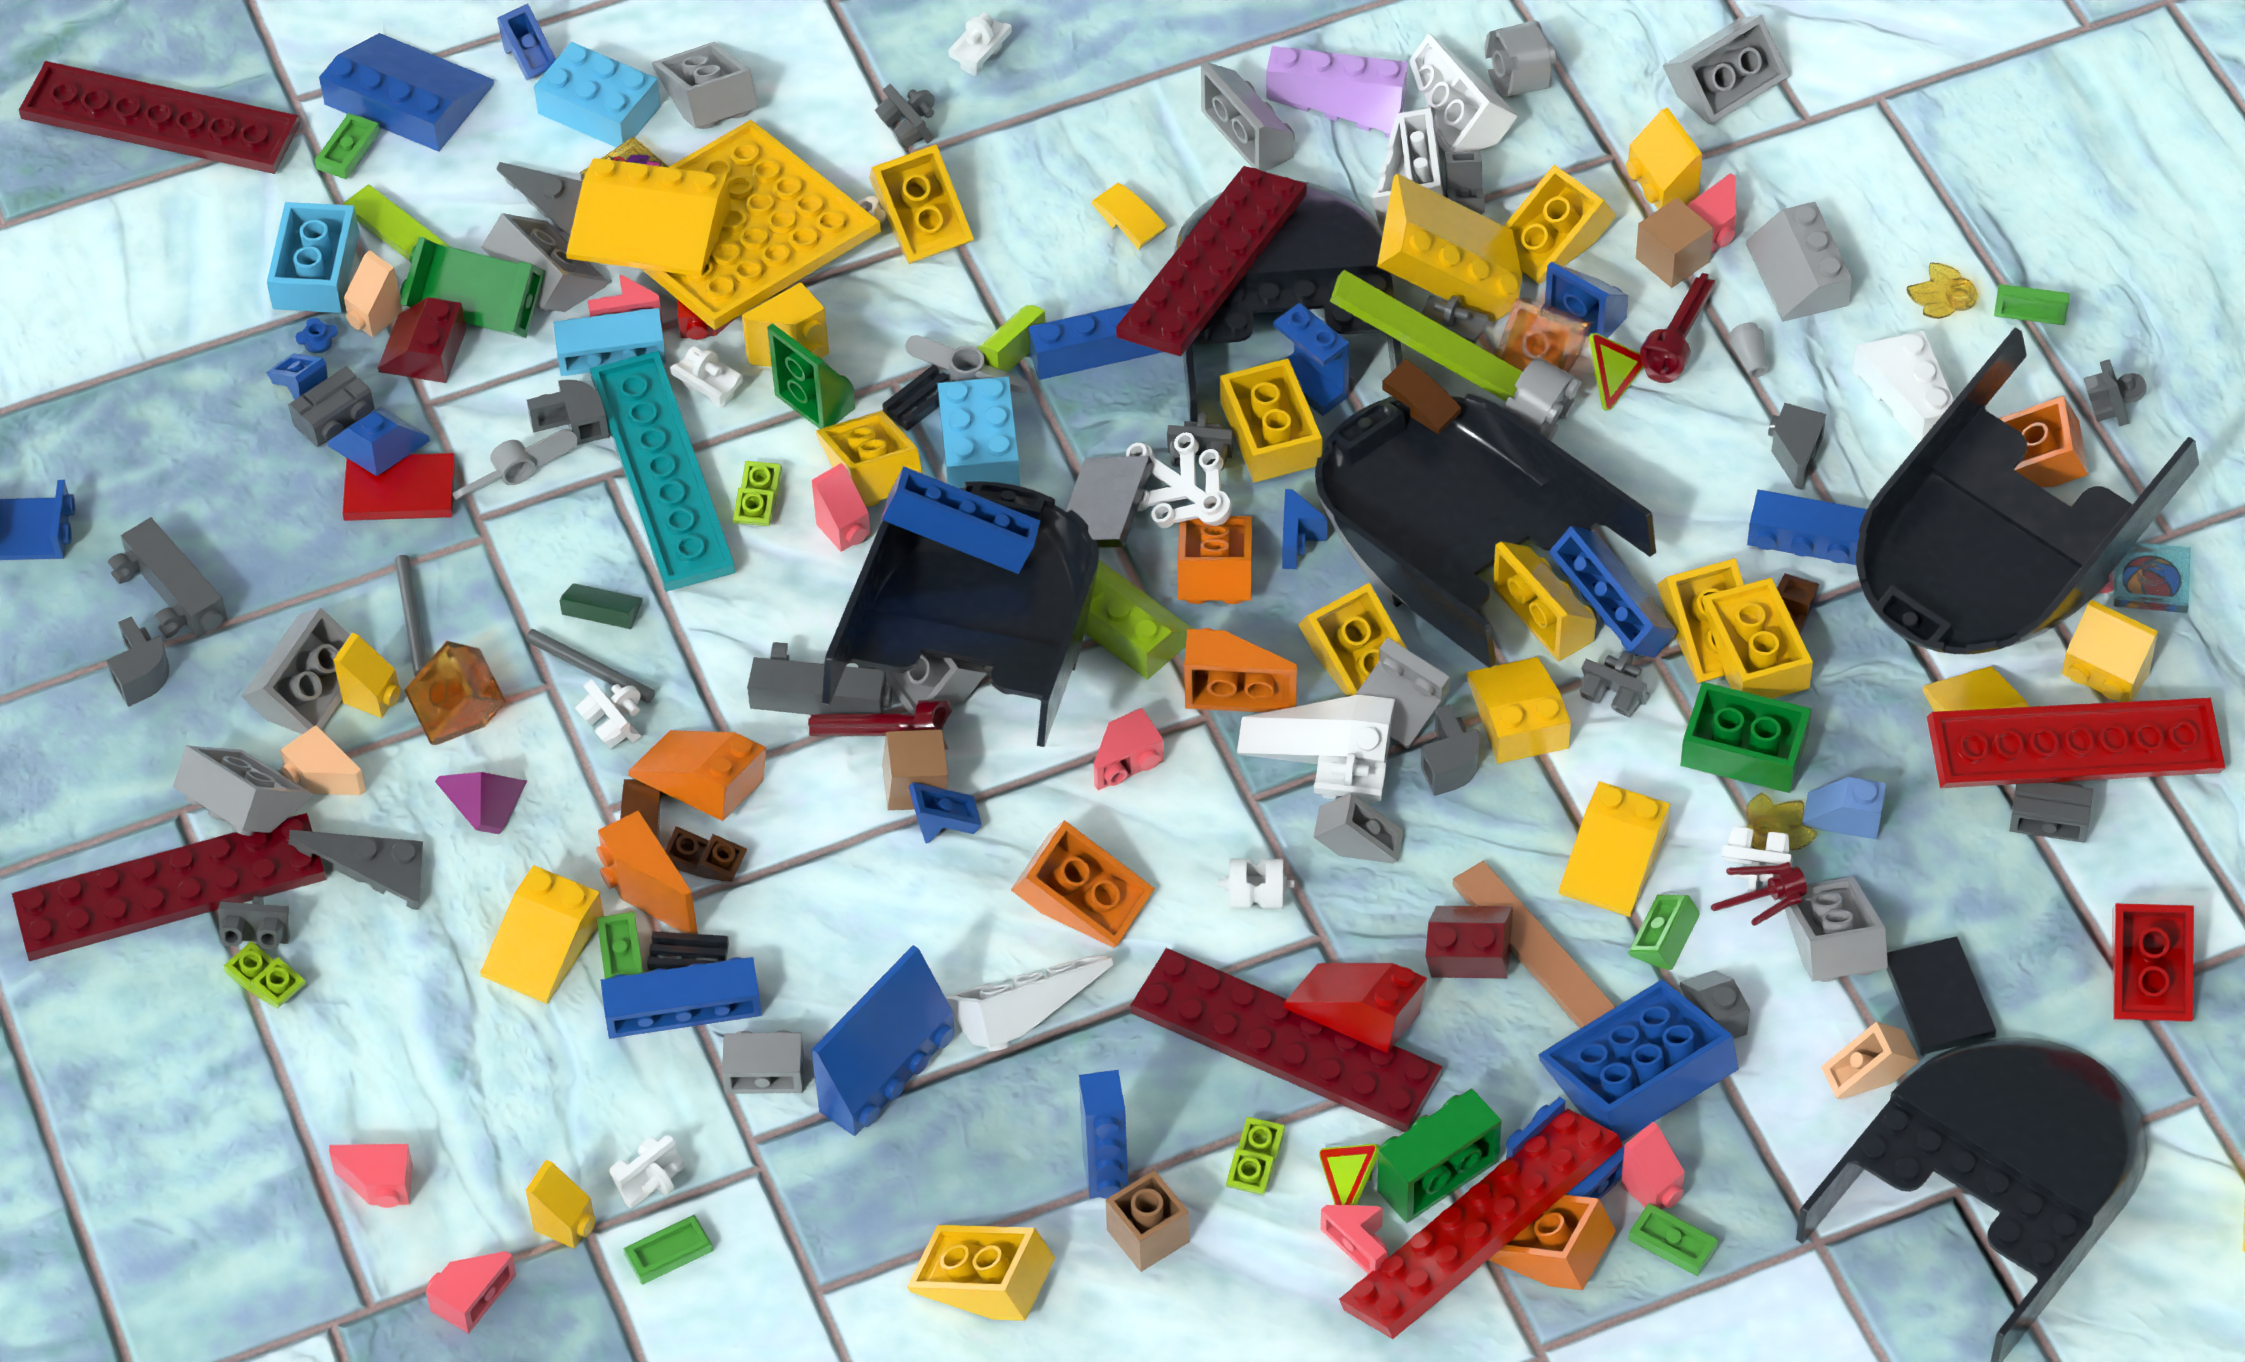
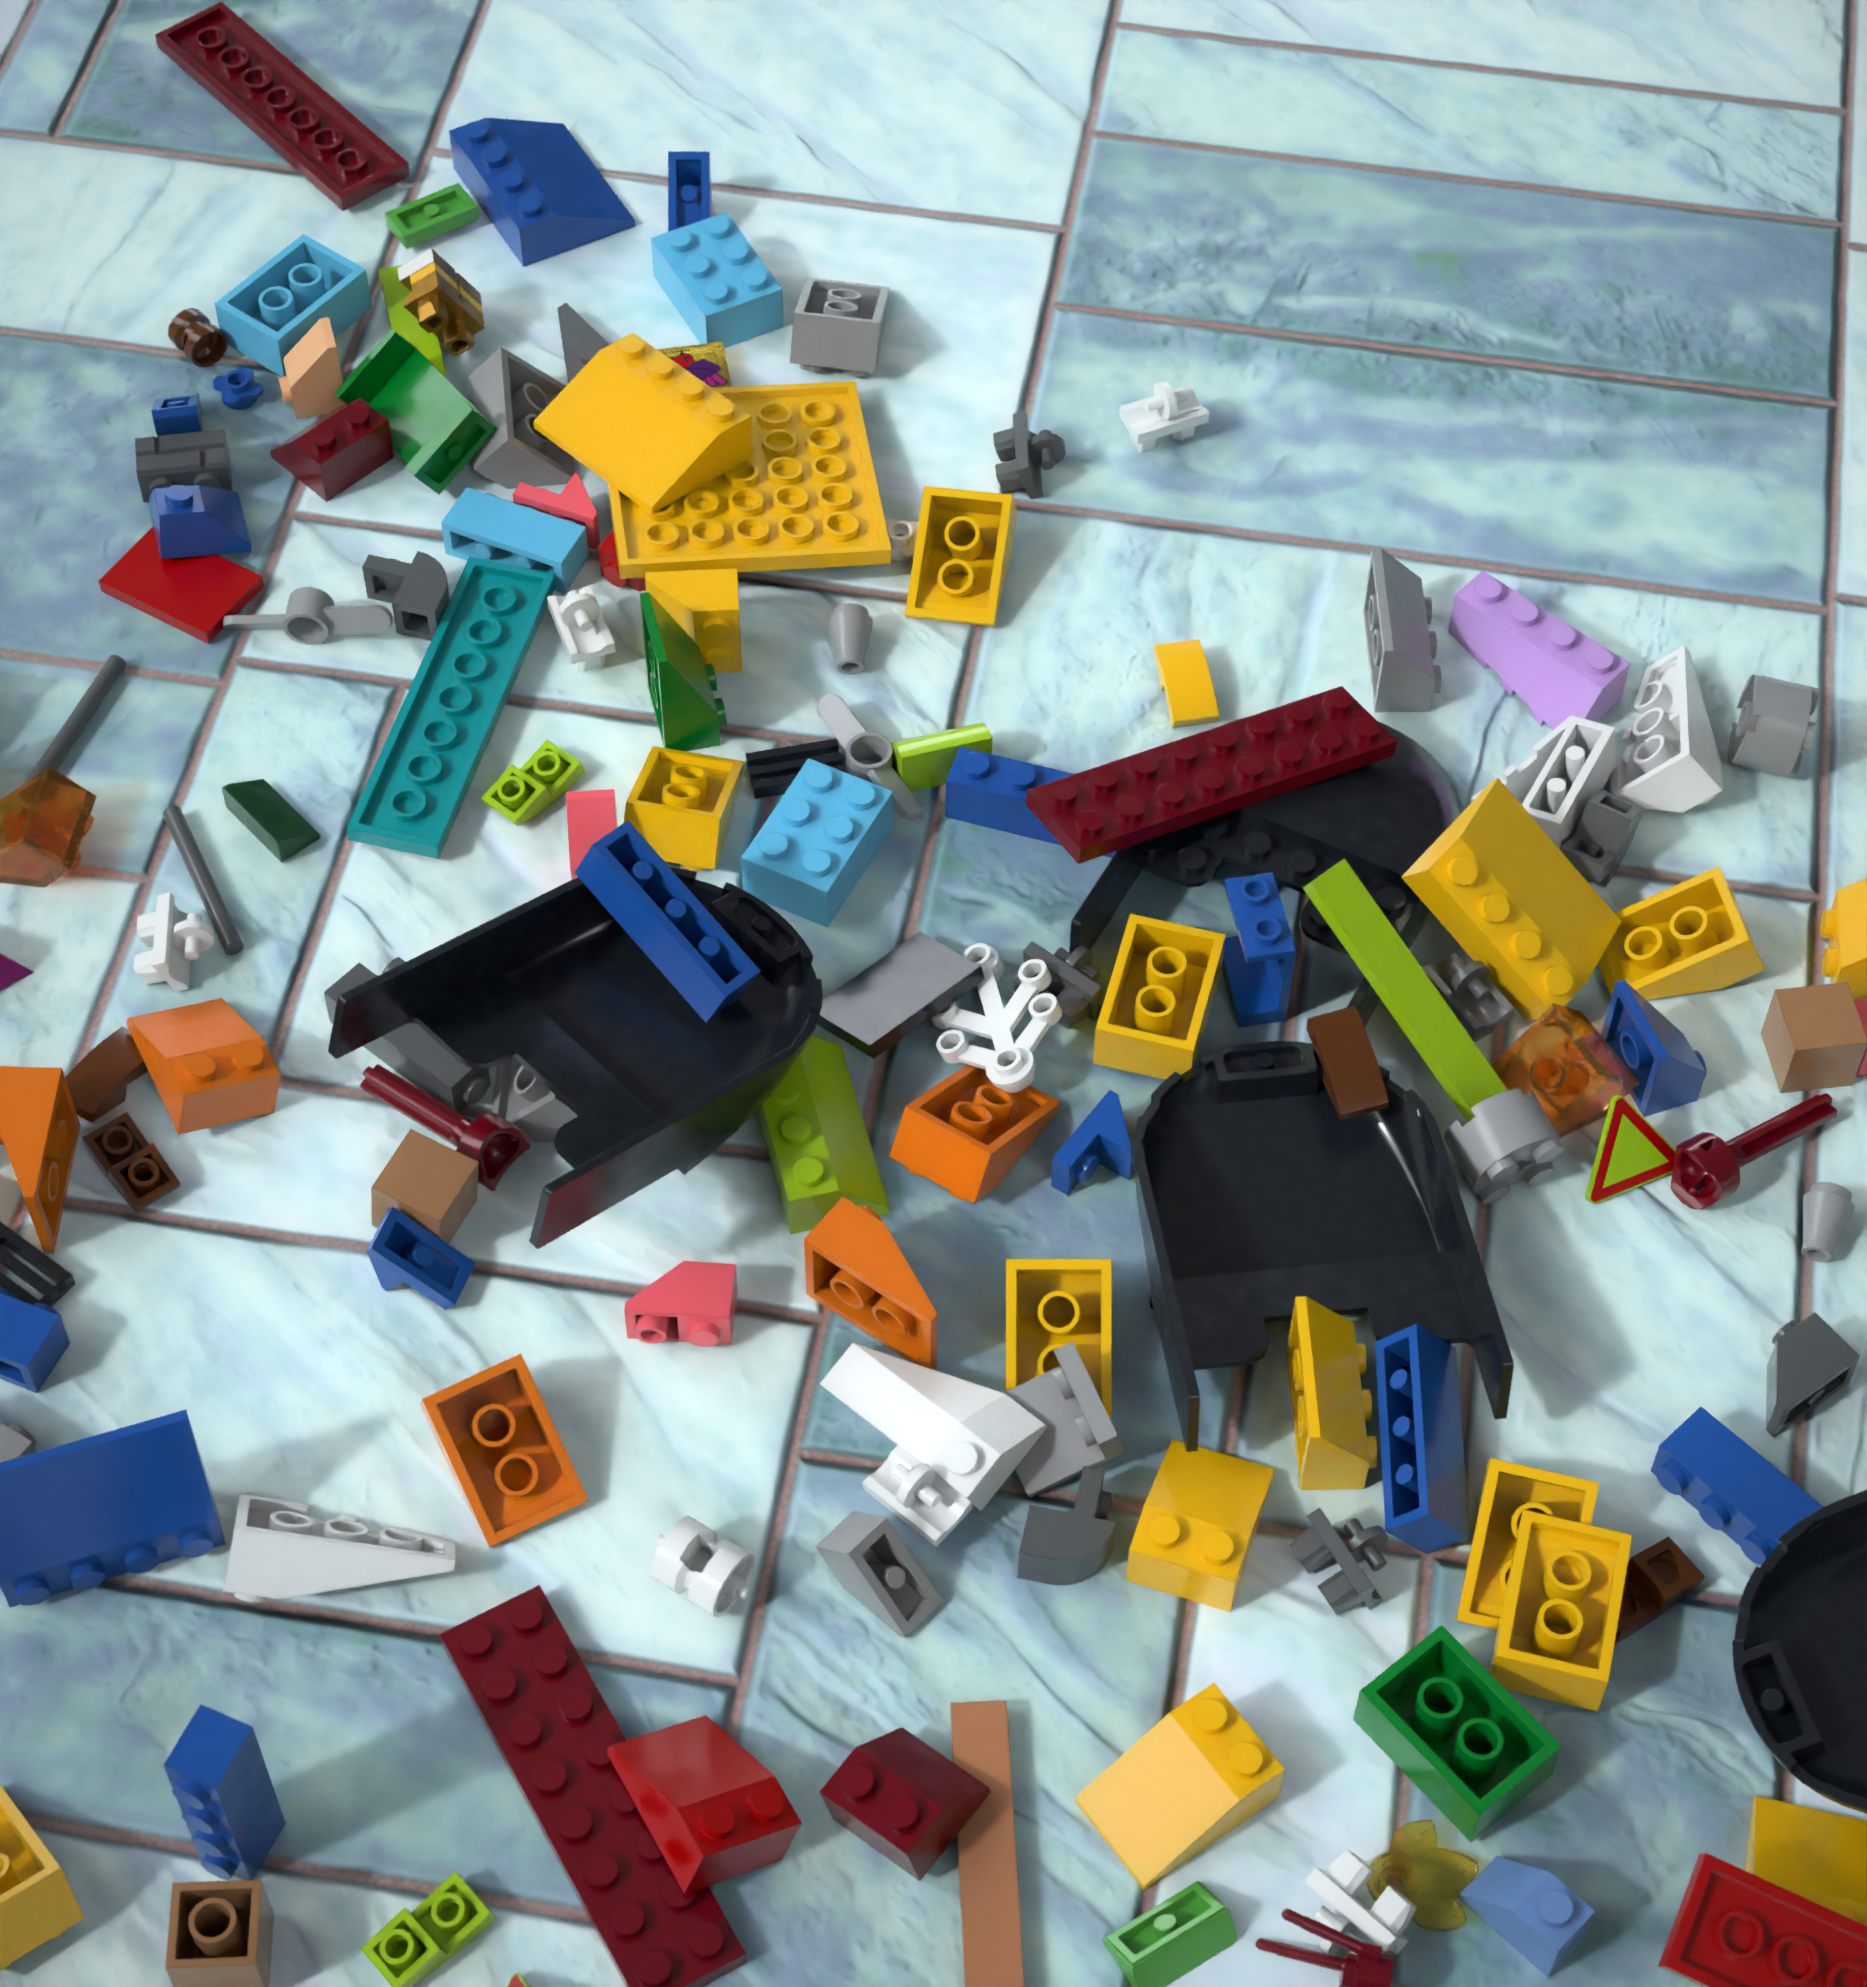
camera: 30 degrees right, 0 degrees up
(258, 314) = (197, 337): none -> reddish brown wheel
(423, 203) = (442, 301): none -> pearl gold hips
(888, 293) = (850, 635): none -> light grey cone

